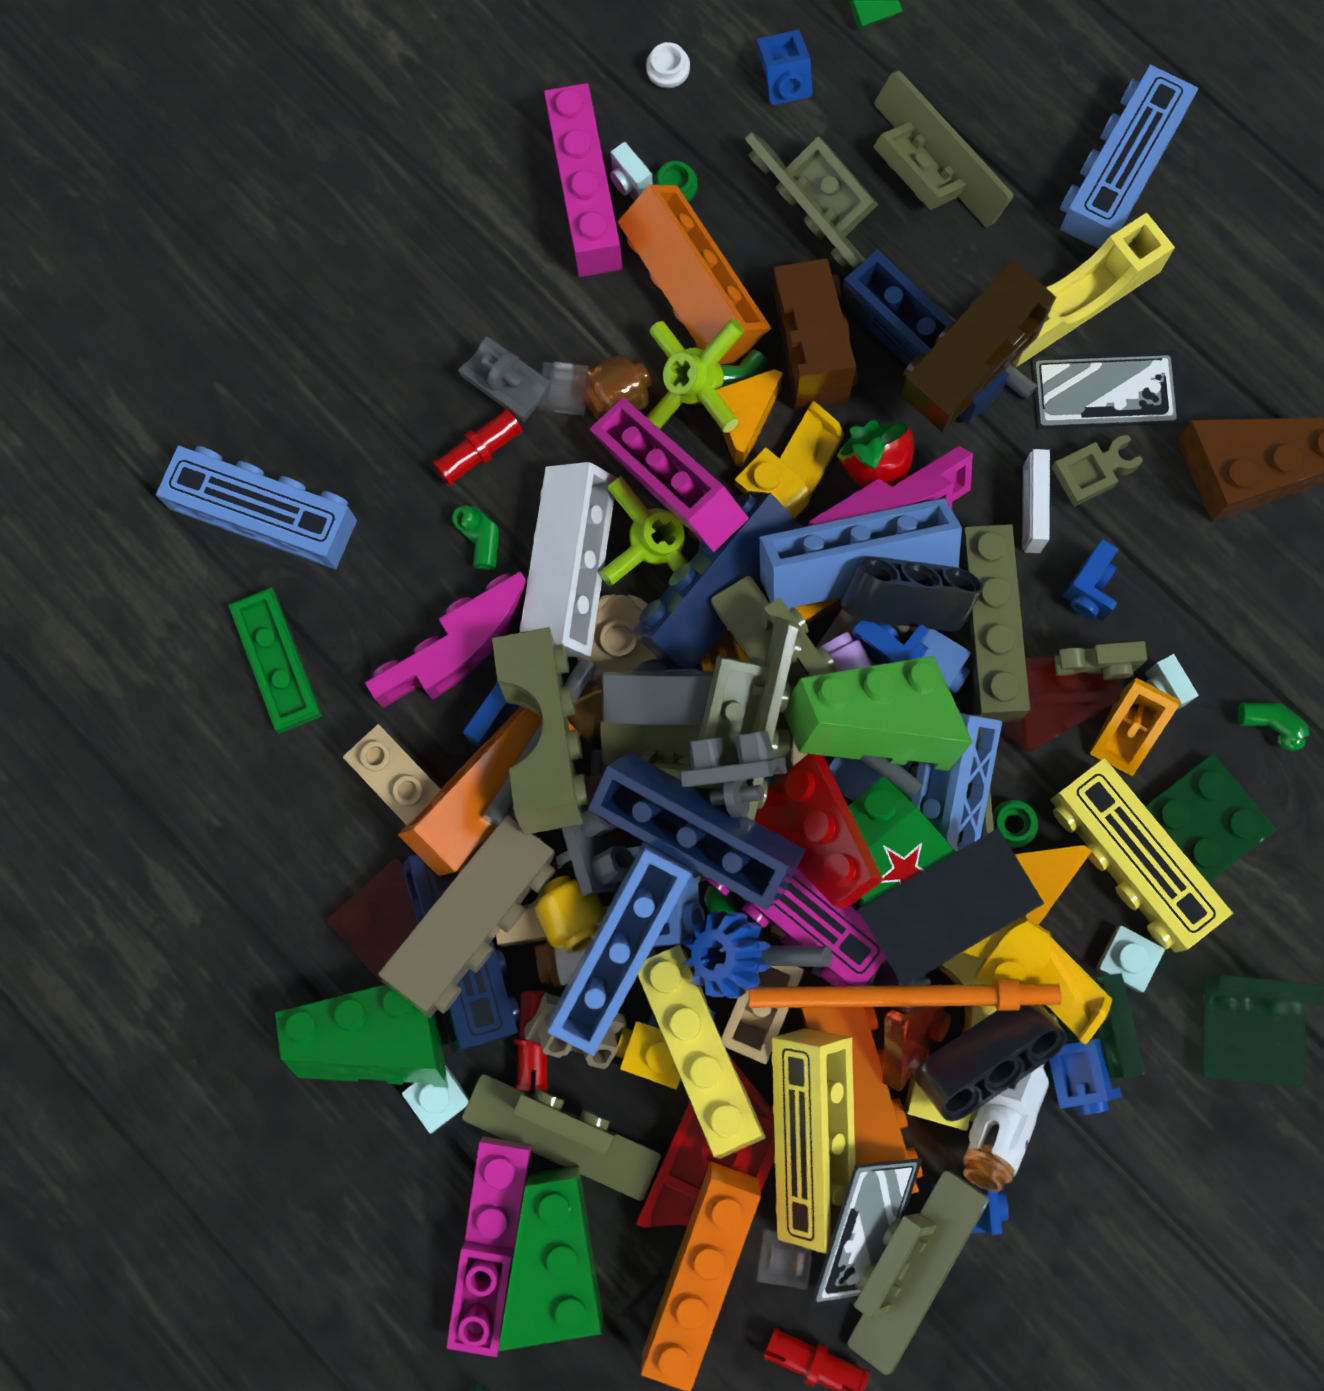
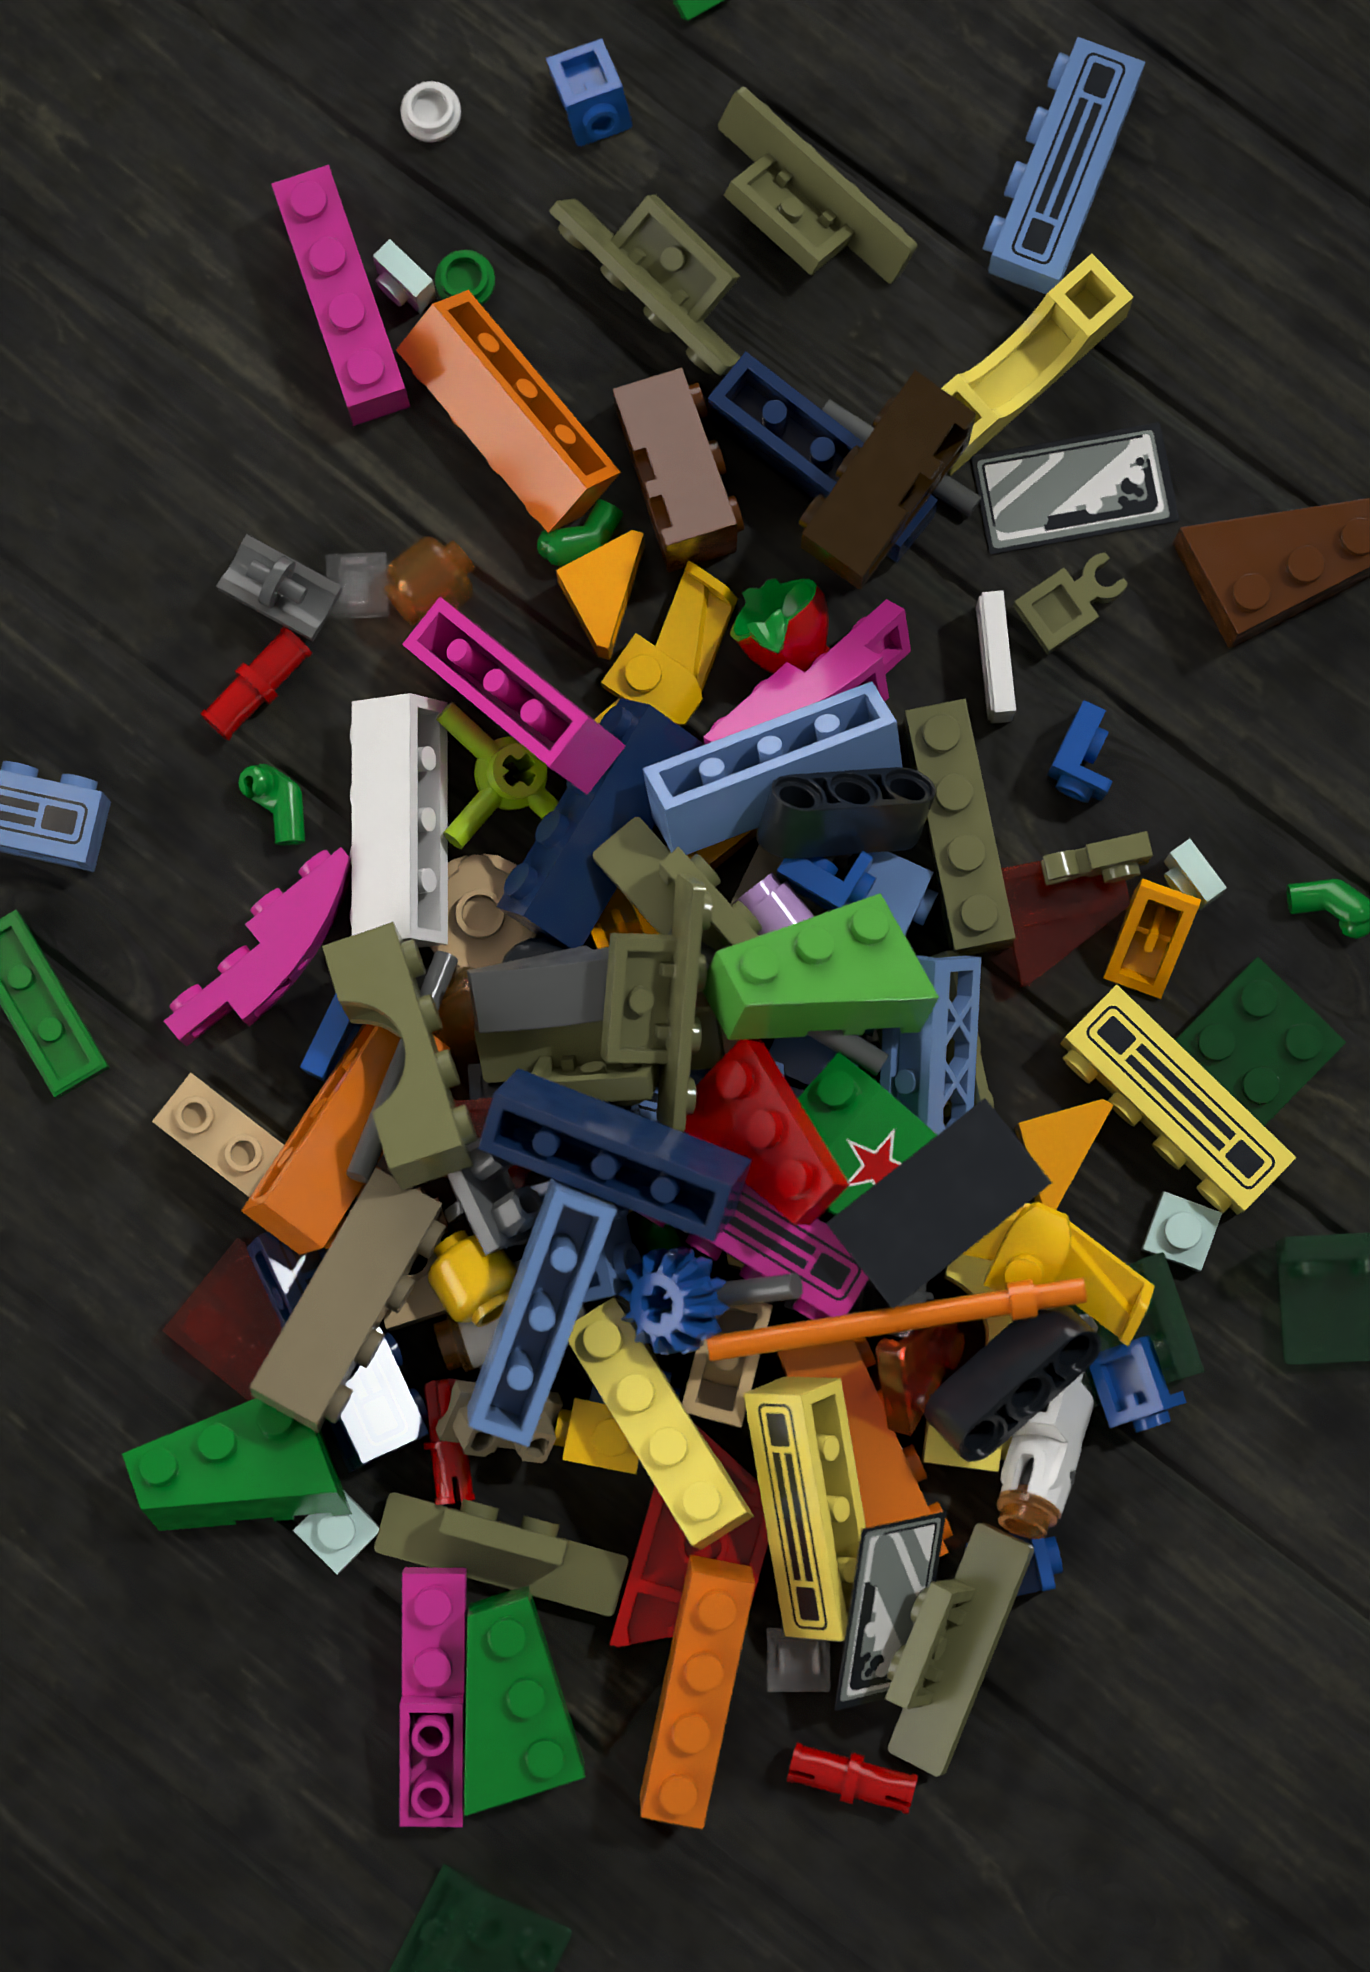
camera: 10 degrees left, 5 degrees up
(694, 375) = (528, 553): lime bar -> none
(710, 767) = (674, 1064): dark grey hips -> none
(1026, 817) = (1026, 1065): green plate -> none

